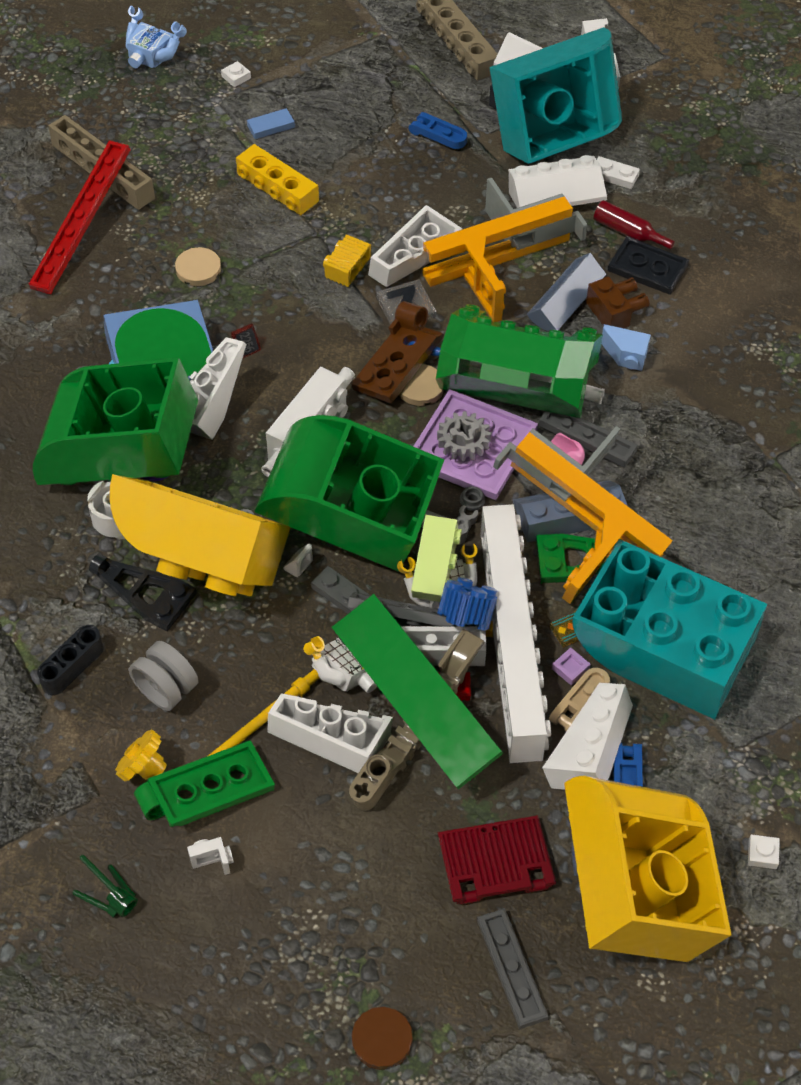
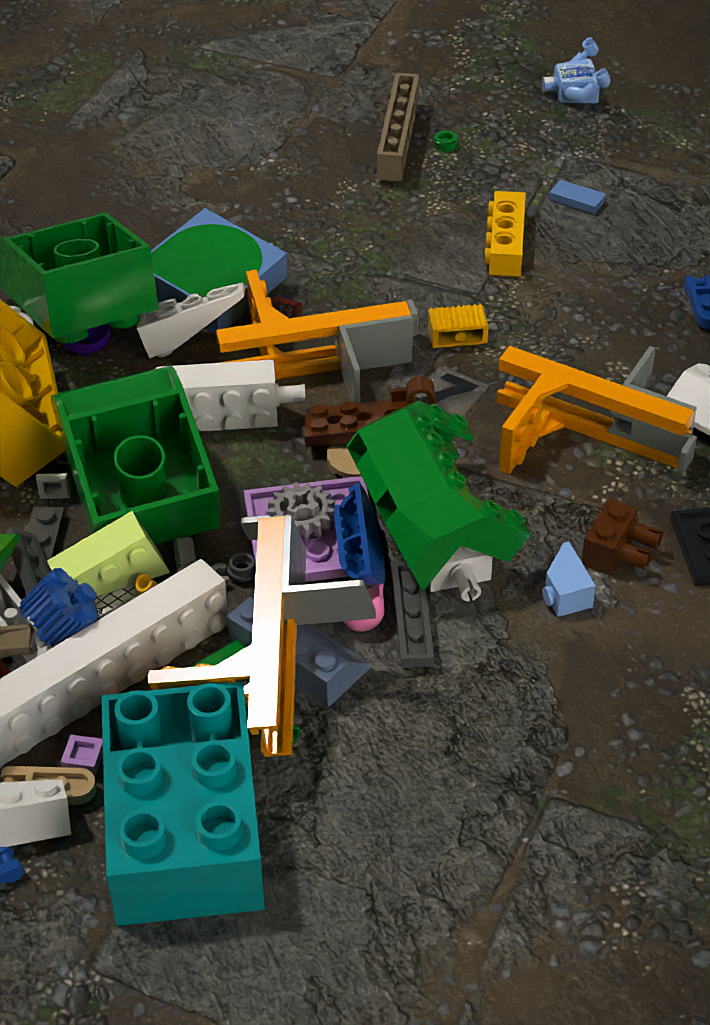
camera: 55 degrees right, 10 degrees down
(79, 217) = (318, 145): red tile -> none
(137, 150) = (445, 141): none -> green tile
(198, 266) = (349, 245): tan tile -> none
(236, 74) = (612, 146): white plate -> none
(315, 326) = (365, 337): none -> light orange piece
(405, 249) = (482, 347): white wedge -> none
(515, 419) = (359, 538): none -> blue brick
(566, 293) = (589, 497): sand blue brick -> none

